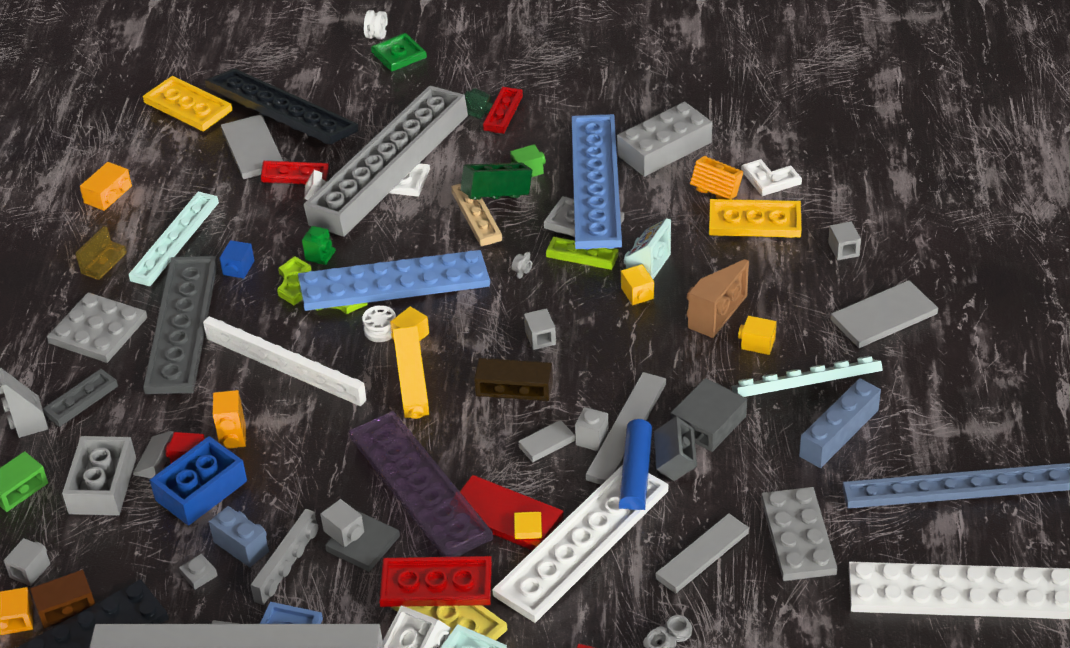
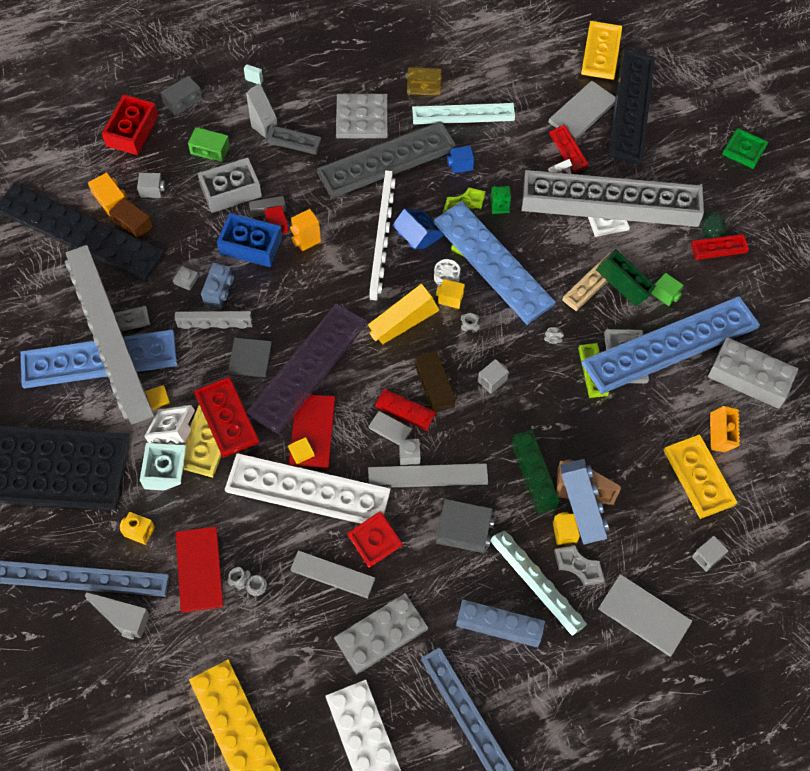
camera: 60 degrees right, 20 degrees up
(105, 186) = (489, 49): light orange brick -> none
(301, 327) = (417, 228): none -> slope
(342, 523) = (249, 338): light grey brick -> none
(375, 24) = (760, 118): white wheel -> none
(455, 326) = (470, 317): none -> light grey plate
(530, 420) = (405, 409): none -> red plate
(635, 465) = (383, 497): blue brick -> none
(637, 284) = (574, 422): yellow brick -> none
(651, 248) = (611, 416): light aqua slope -> none
(675, 448) = (414, 516): dark grey brick -> none
(678, 334) = (535, 472): none -> dark green brick
(682, 495) = (375, 539): none -> red tile
(744, 290) = (584, 502): none -> brick
(767, 181) = (754, 469): white tile -> none
(797, 346) = (587, 570): none -> light grey tile

